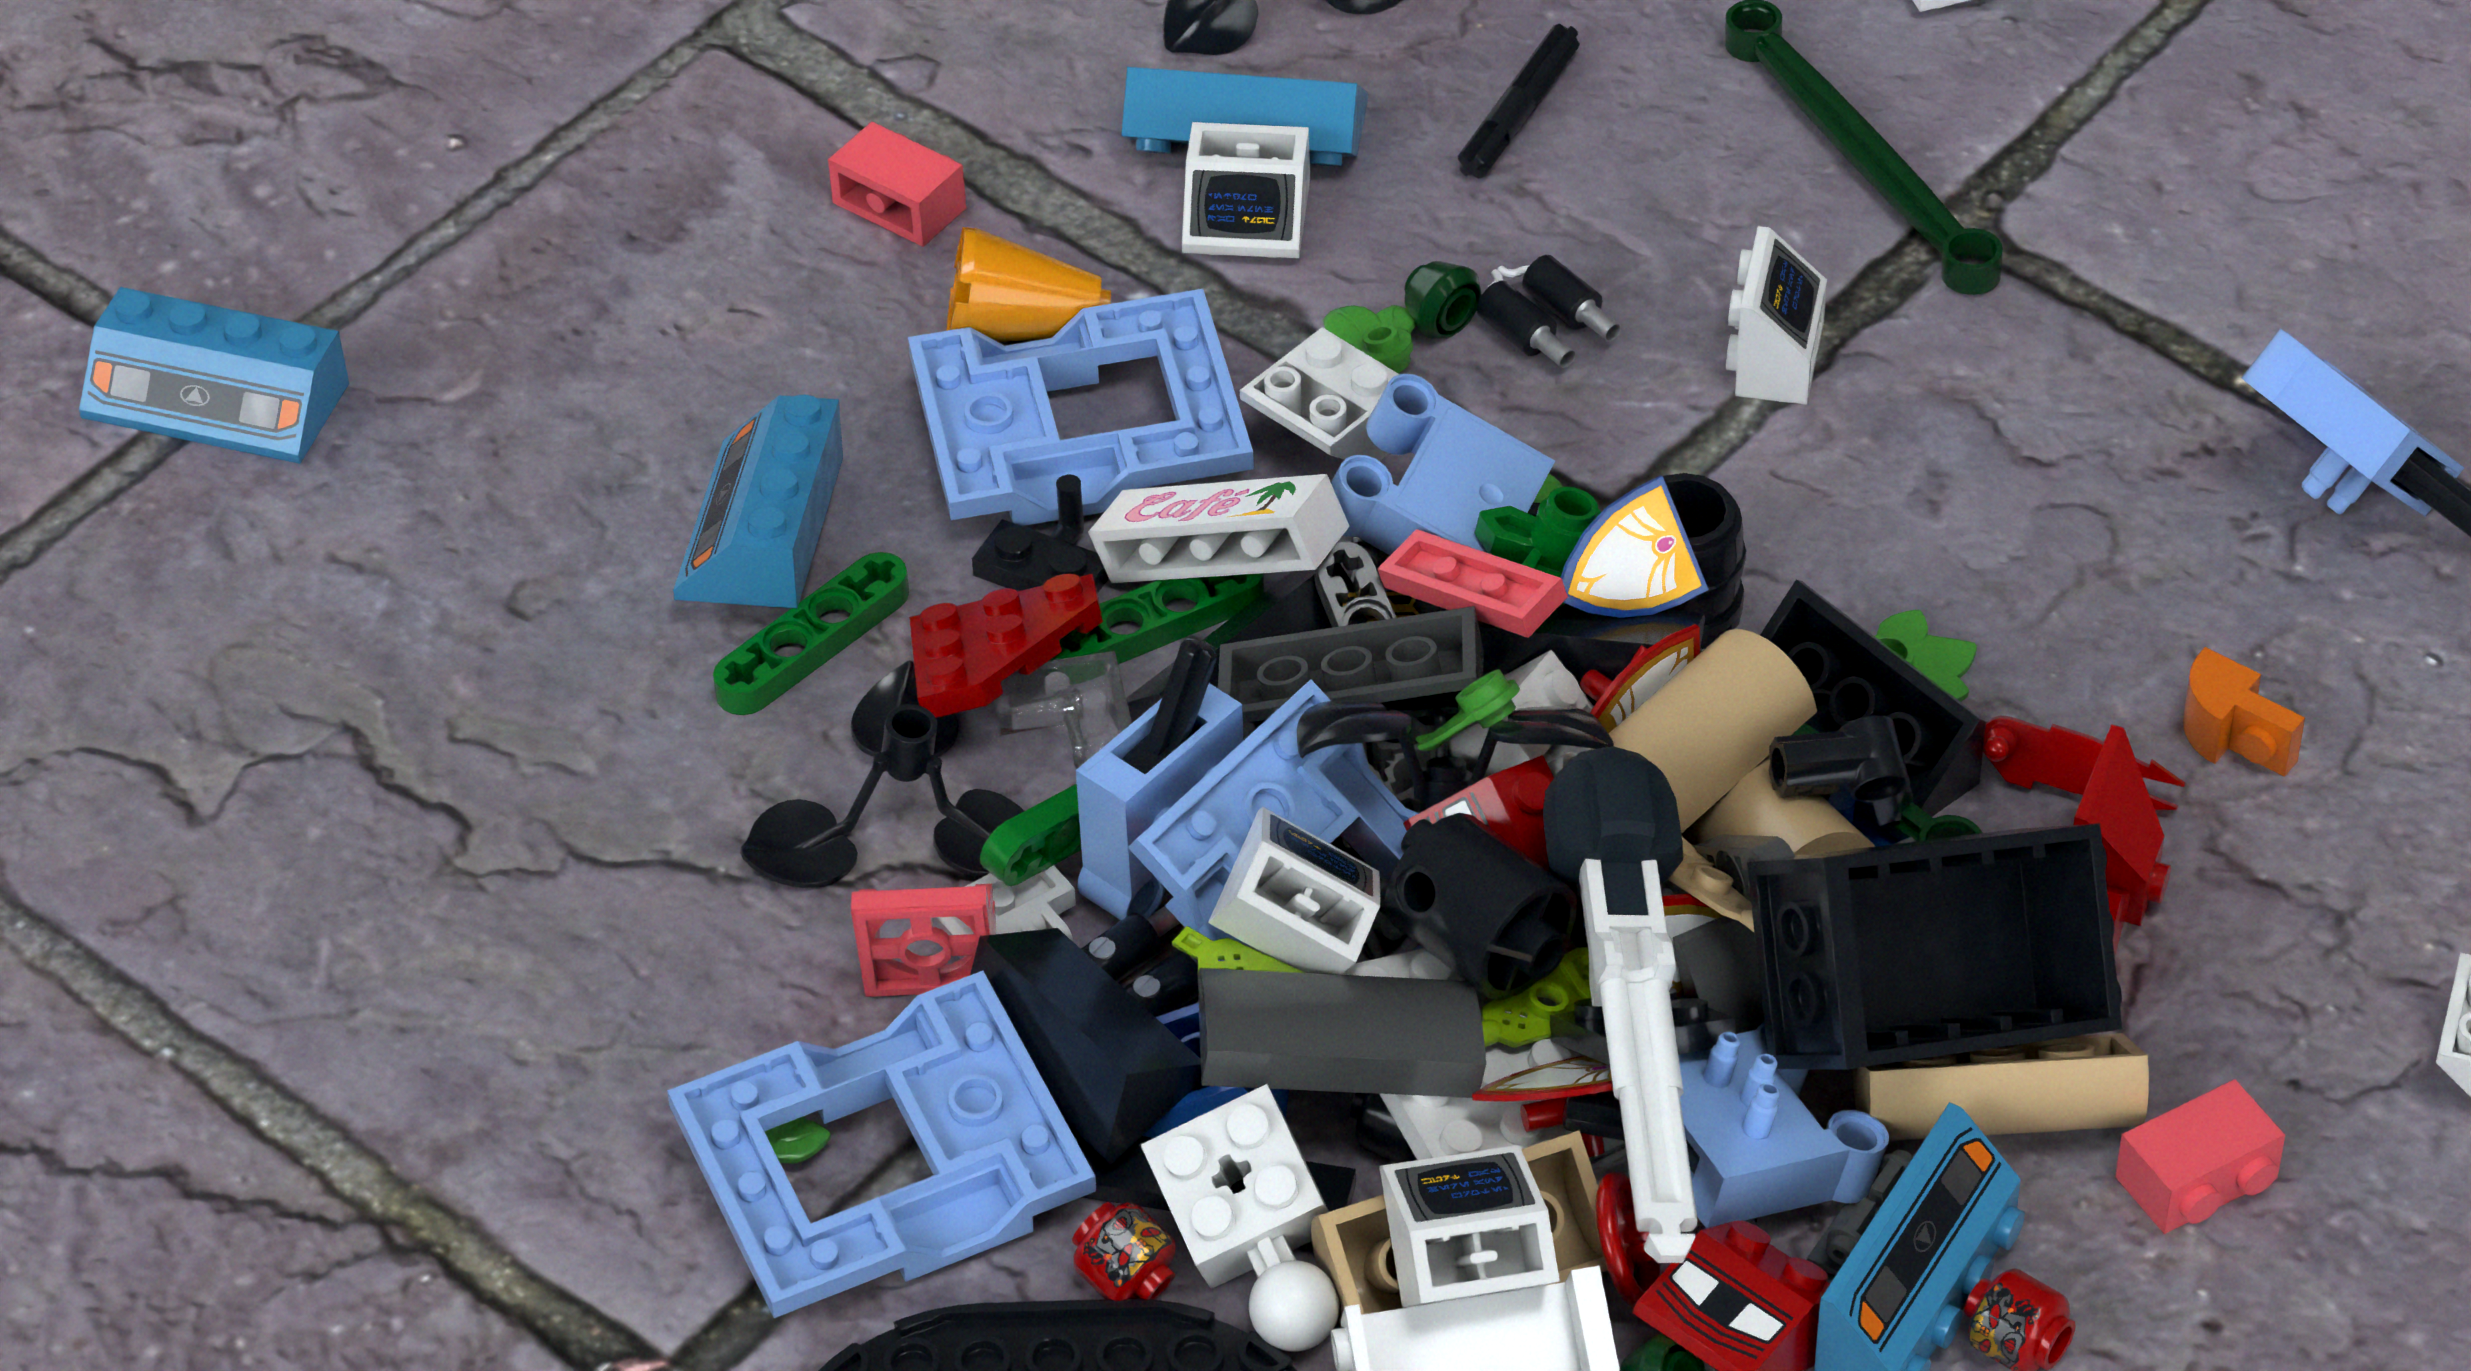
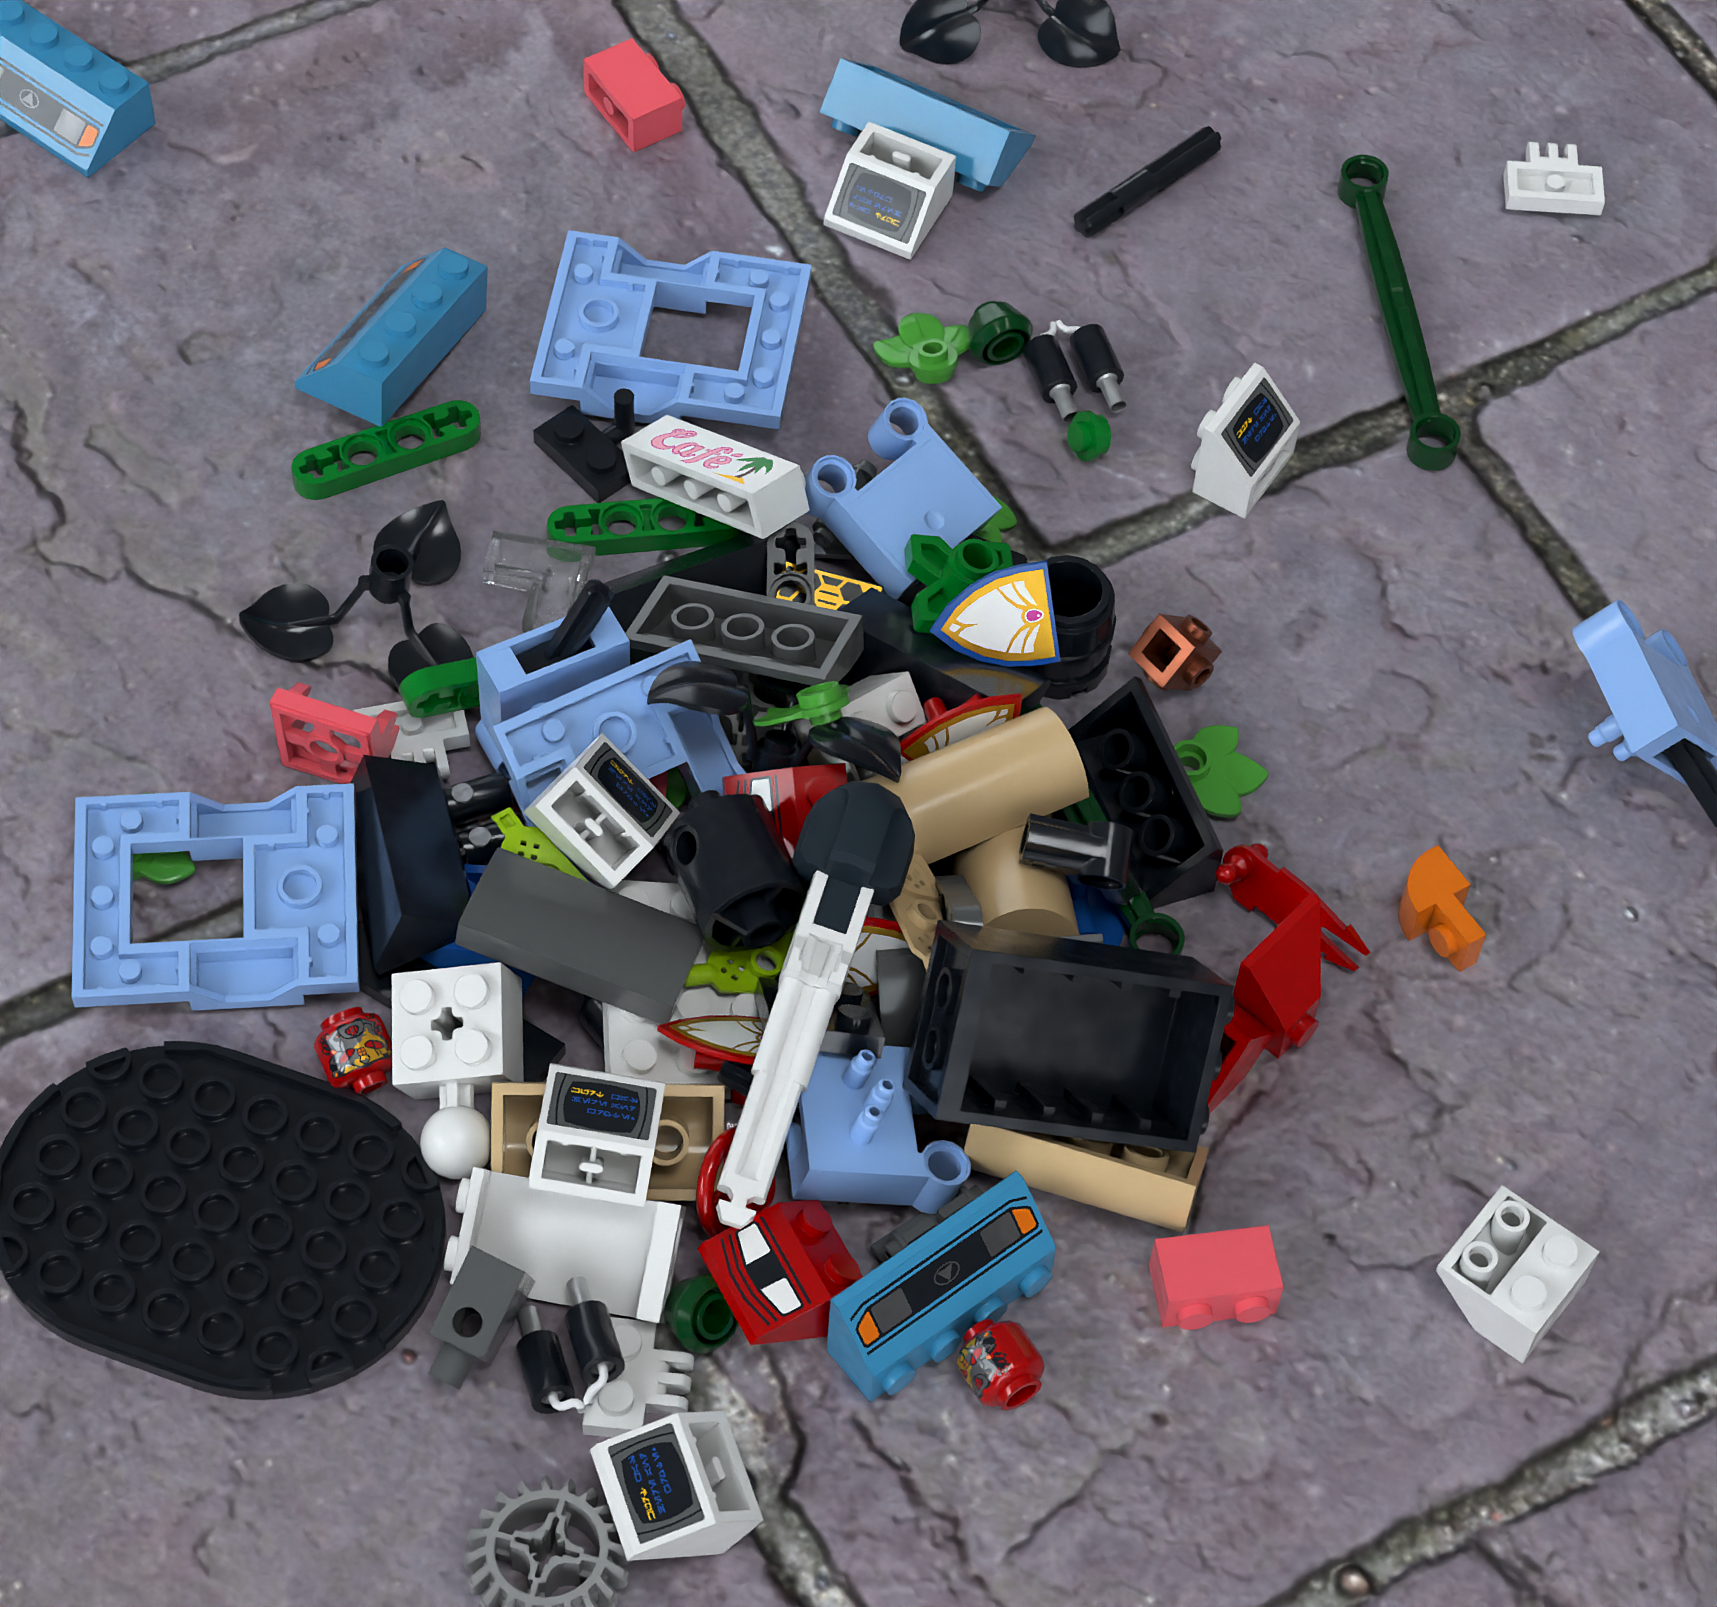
camera: 15 degrees right, 10 degrees up
(974, 646) = (508, 503): red plate -> none
(1016, 290) = (670, 217): light orange cone -> none
(1323, 394) = (856, 384): white slope -> none
(1463, 577) = (875, 592): coral plate -> none
(1598, 370) = (1089, 435): none -> green plate
(1797, 545) = (1176, 652): none -> copper brick

